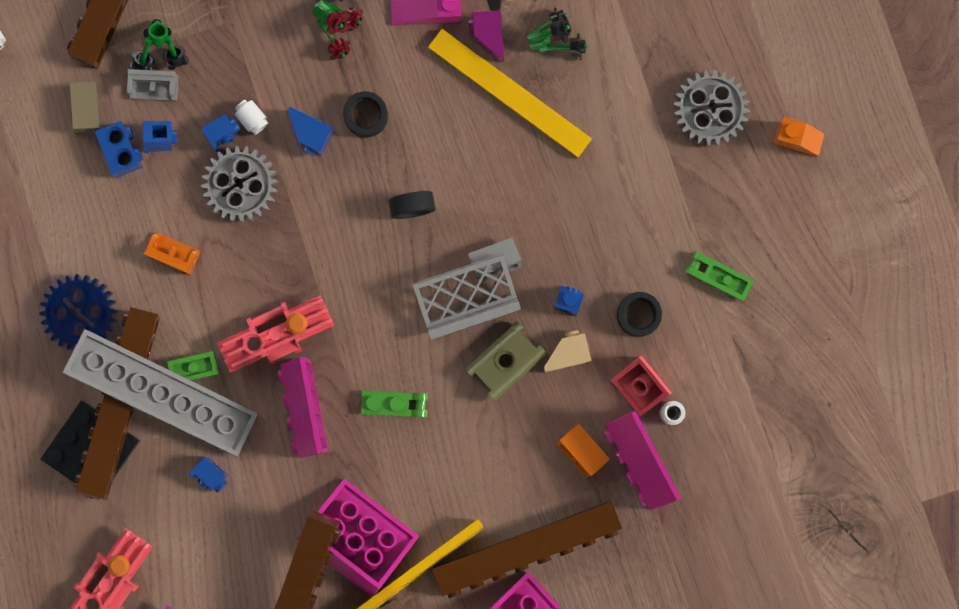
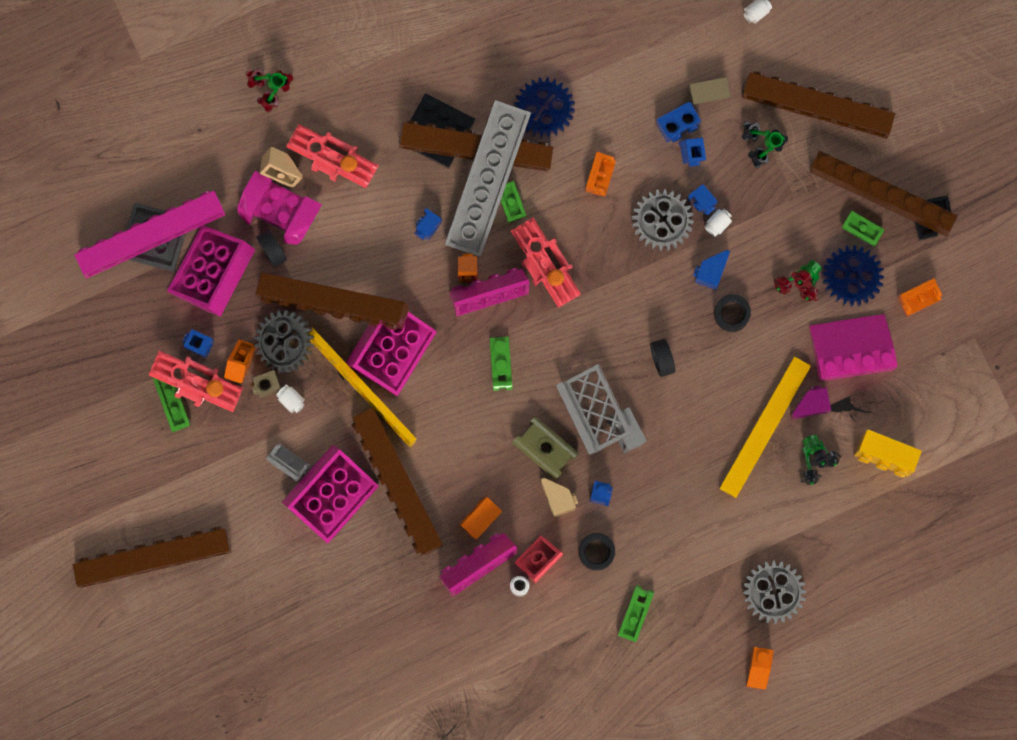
camera: 80 degrees right, 5 degrees down
(152, 85) = (733, 142): light grey hinge -> none
(270, 431) = (467, 268): none -> orange slope

